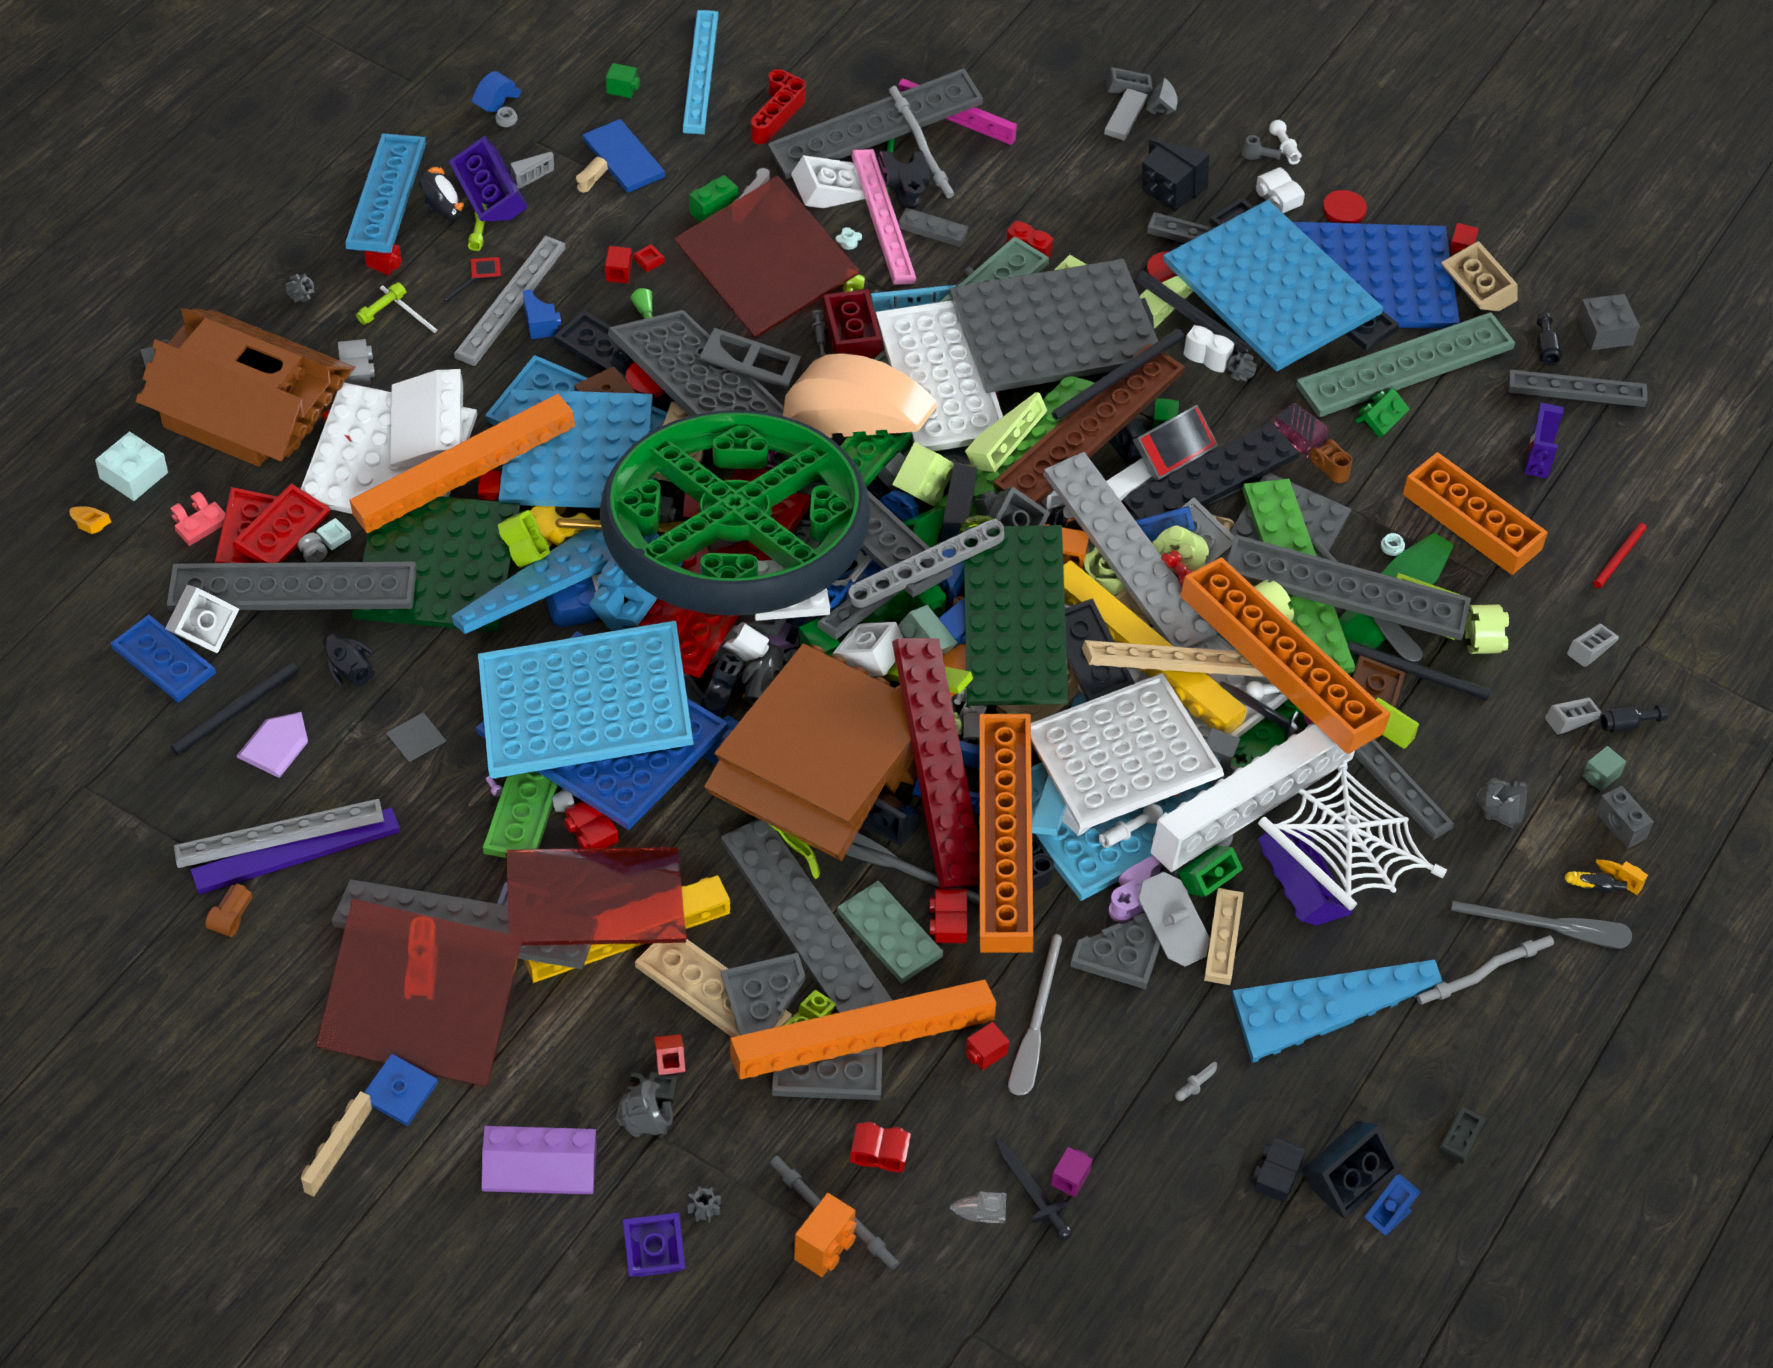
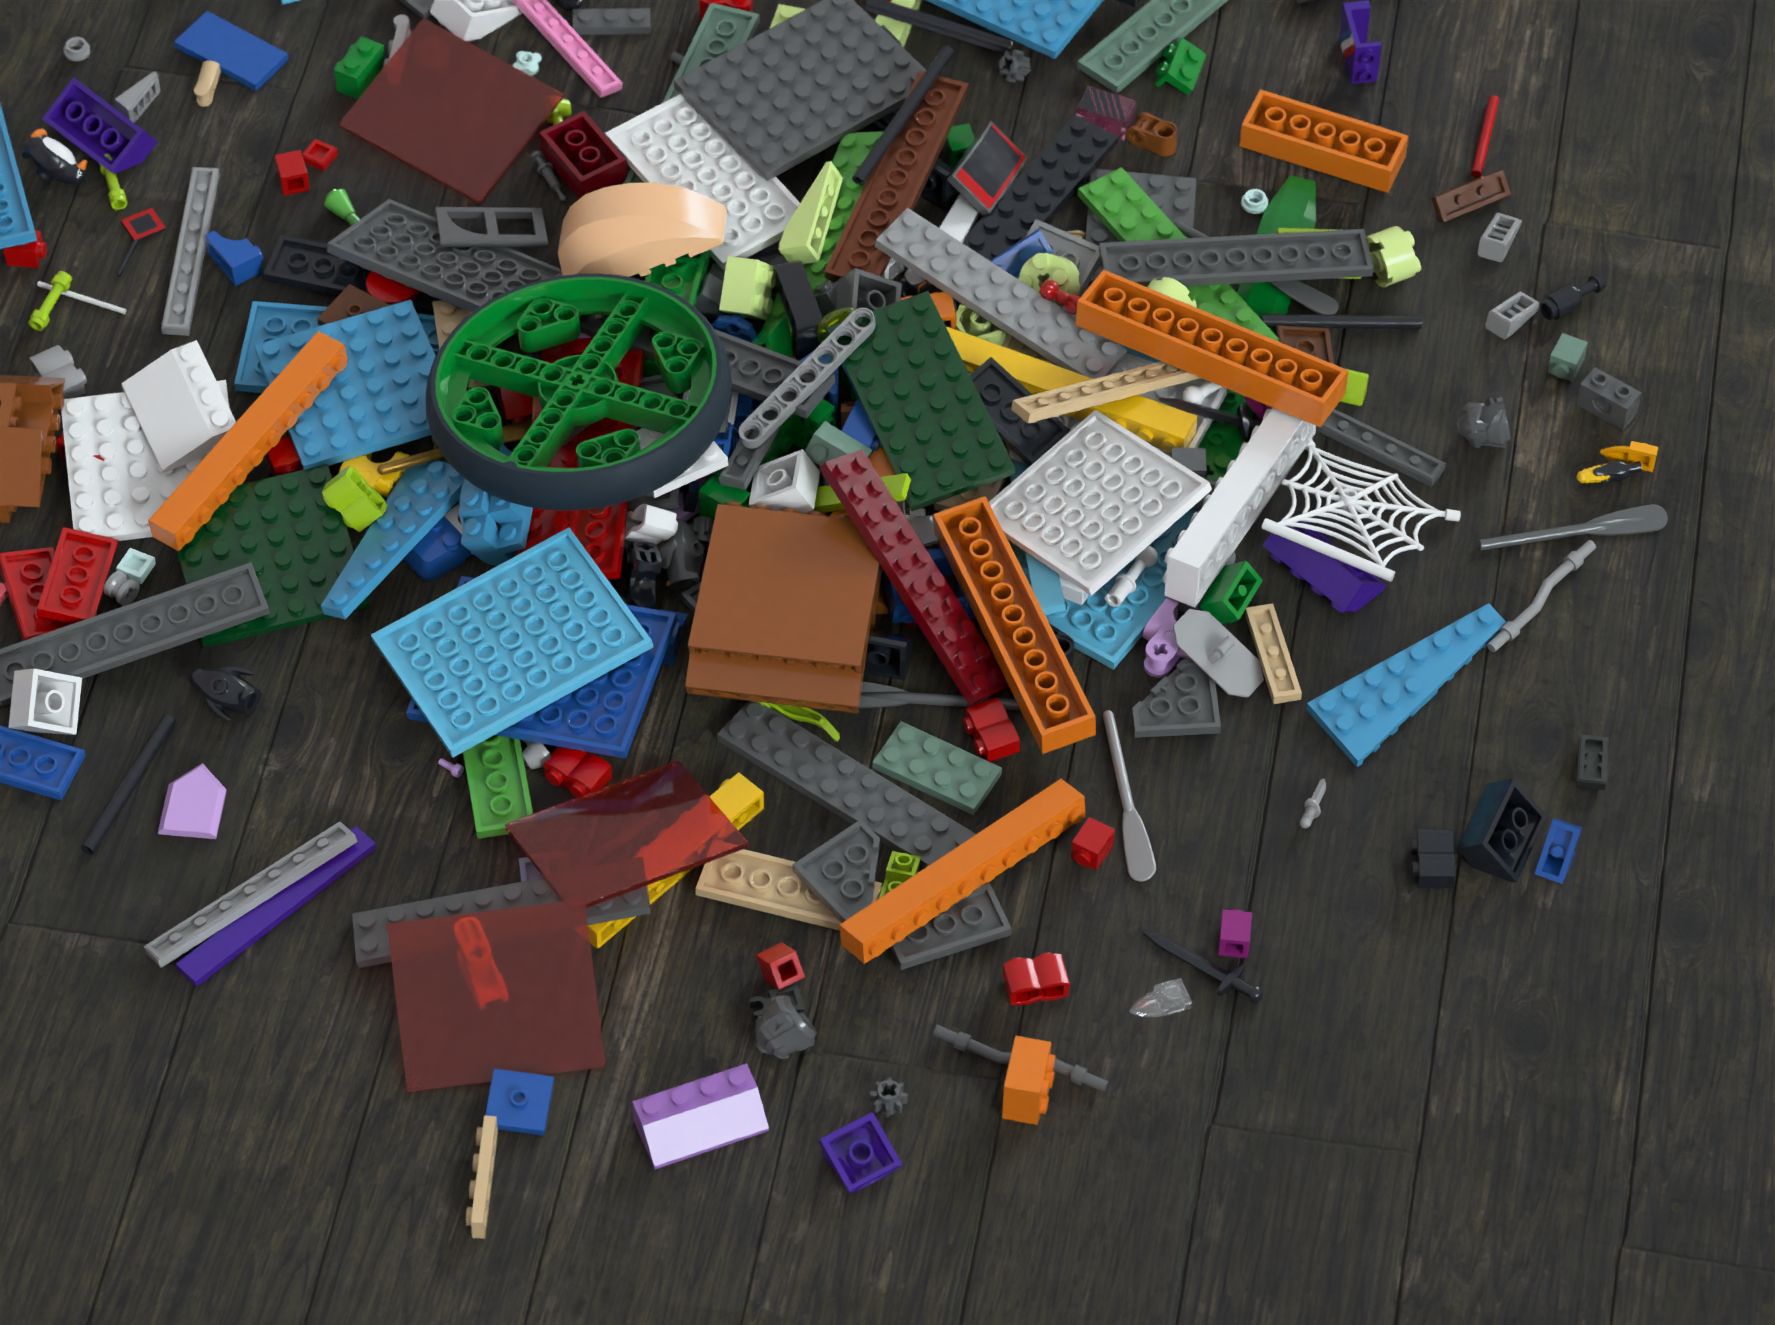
camera: 20 degrees left, 0 degrees up
(227, 916) = (242, 994): dark orange piece -> none
(416, 737) = (339, 746): dark grey sticker -> none
(493, 91) = (51, 24): blue brick -> none
(907, 298) = (631, 105): medium azure piece -> none
(1208, 348) = (972, 58): white brick -> none
(1582, 601) = (1471, 195): none -> reddish brown plate

